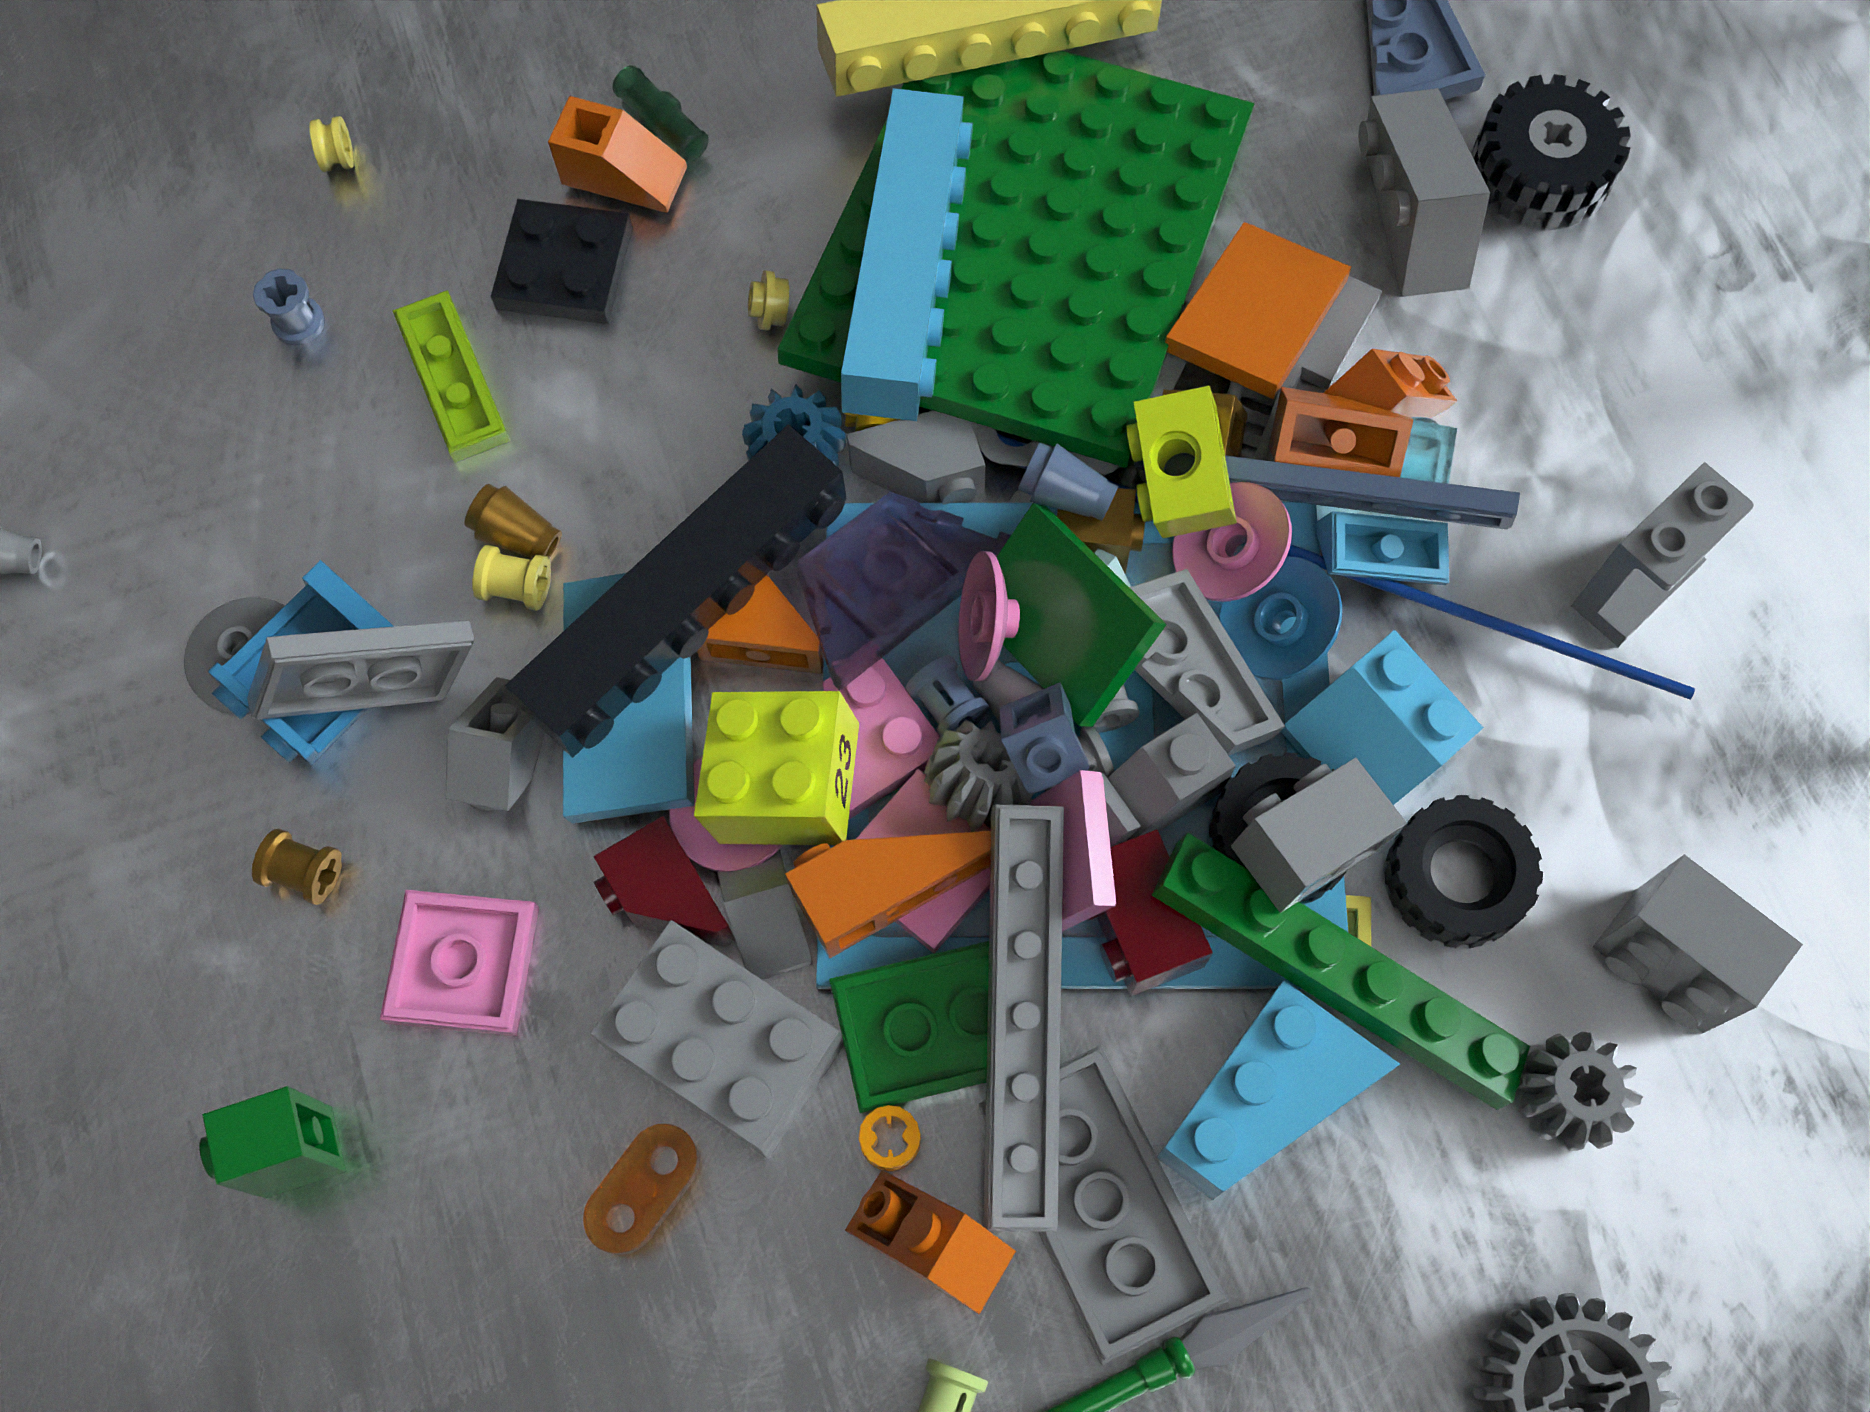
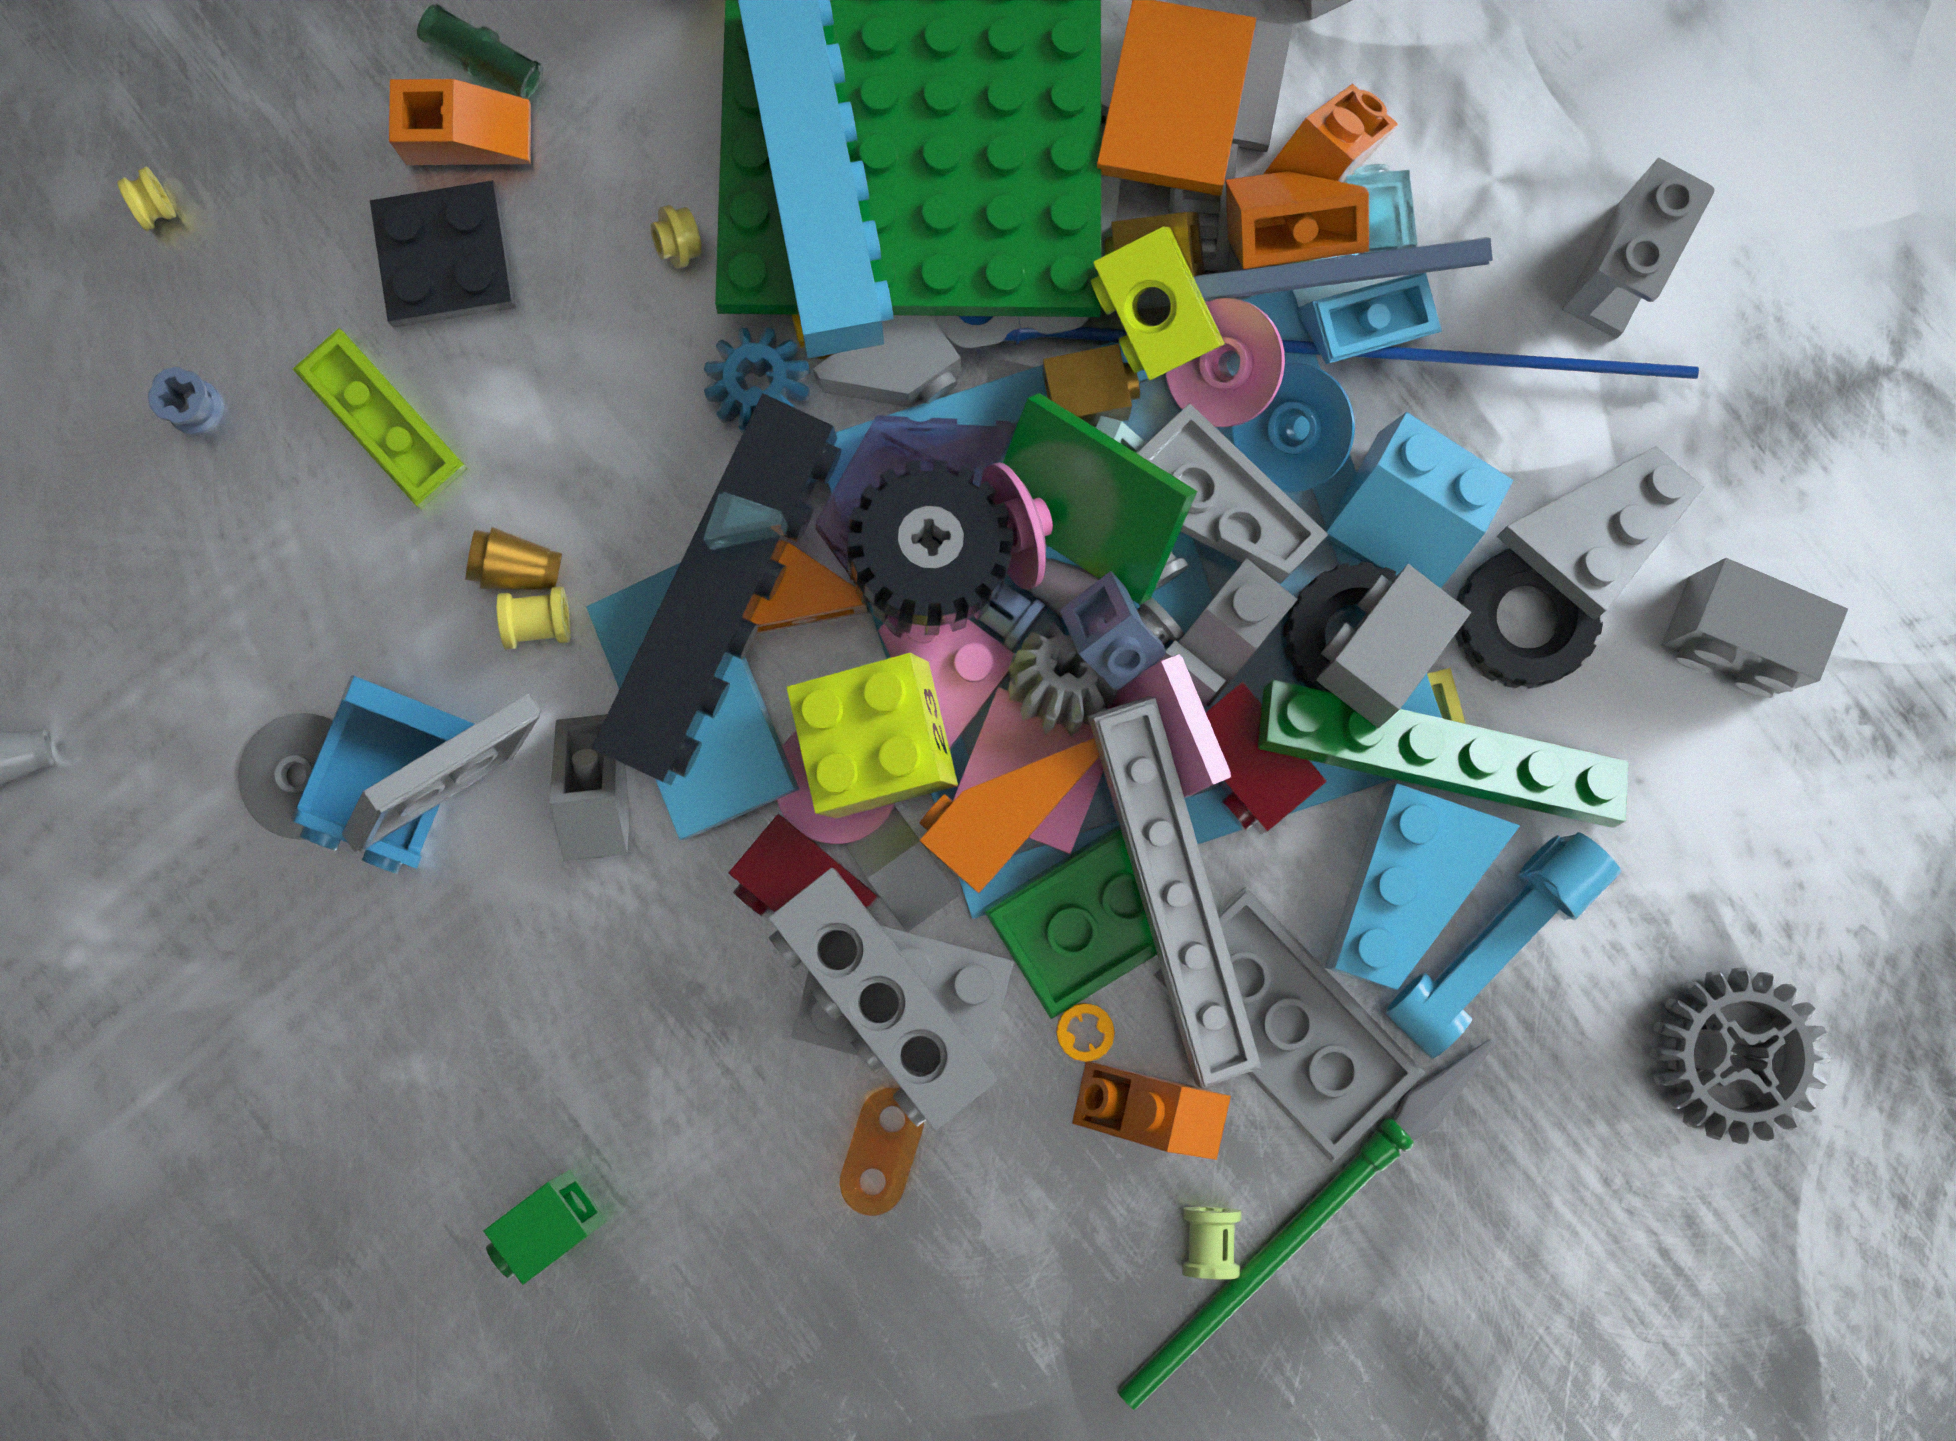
camera: 20 degrees left, 15 degrees up
(296, 866) = (447, 968): pearl gold bush -> none
(460, 963) = (634, 1003): bright pink tile -> none
(722, 520) = (741, 522): none -> clear light blue slope
(741, 1117) = (833, 906): none -> light grey brick
(893, 638) = (924, 579): none -> black wheel
(1066, 483) = (1052, 365): sand blue cone -> none
(1424, 1141) = (1559, 879): none -> medium azure piece
(1561, 806) = (1605, 529): none -> light grey wing
(1602, 1090) = (1700, 779): light grey gear -> none

